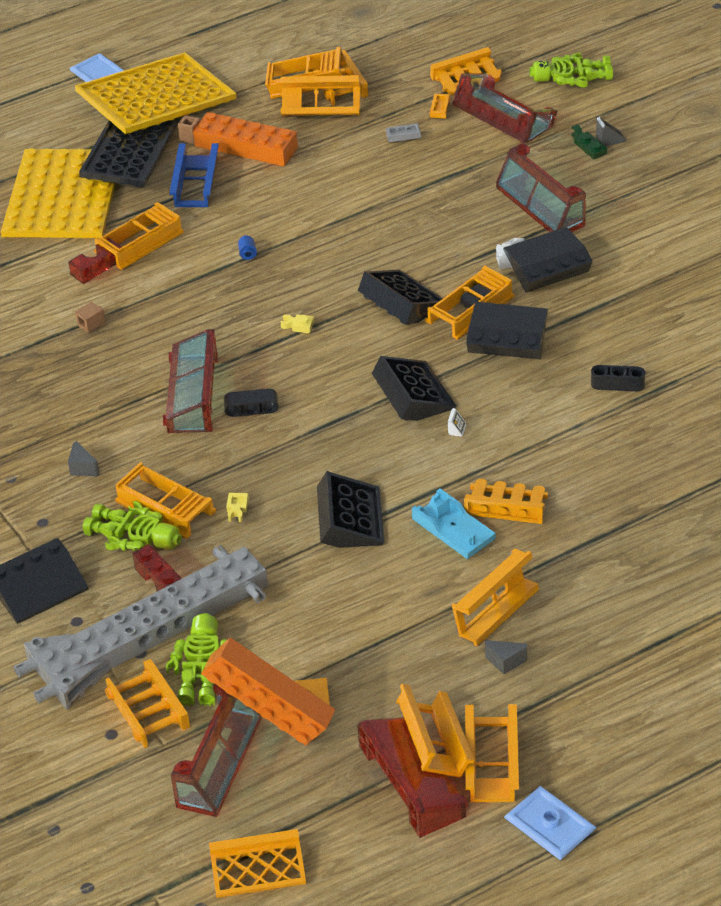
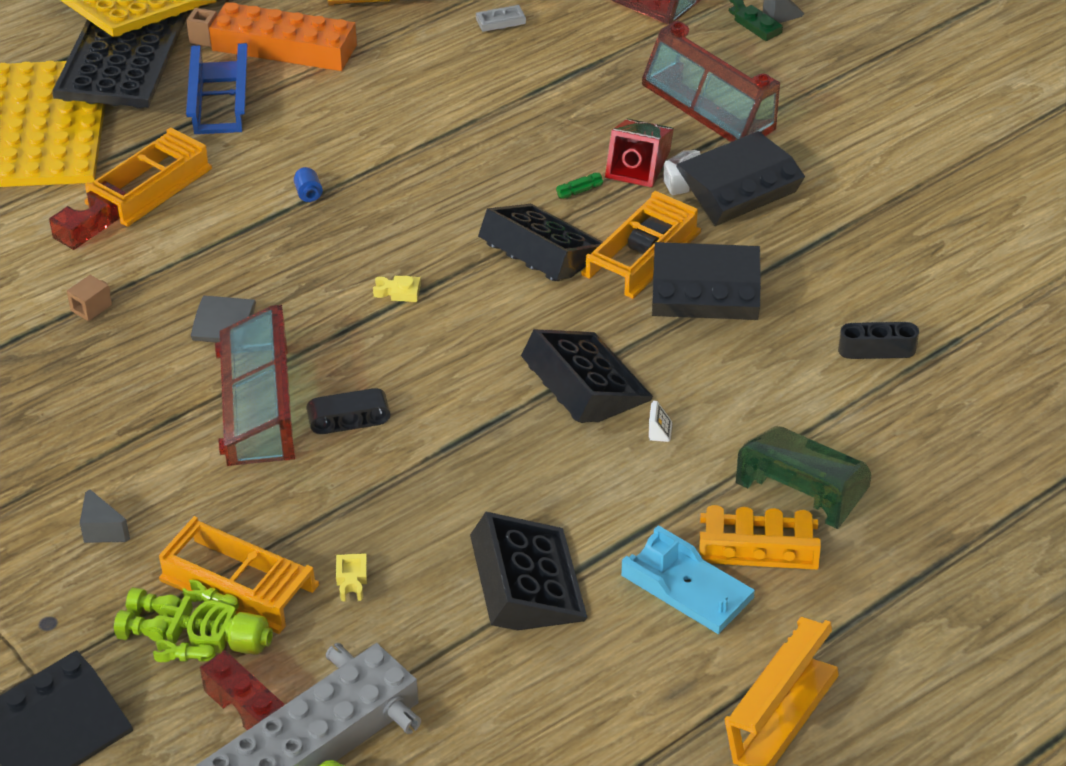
camera: 10 degrees left, 0 degrees up
(173, 332) = (218, 313): none -> dark grey slope
(435, 258) = (579, 185): none -> green axle
(480, 236) = (638, 152): none -> red slope
(557, 463) = (807, 466): none -> clear green windscreen

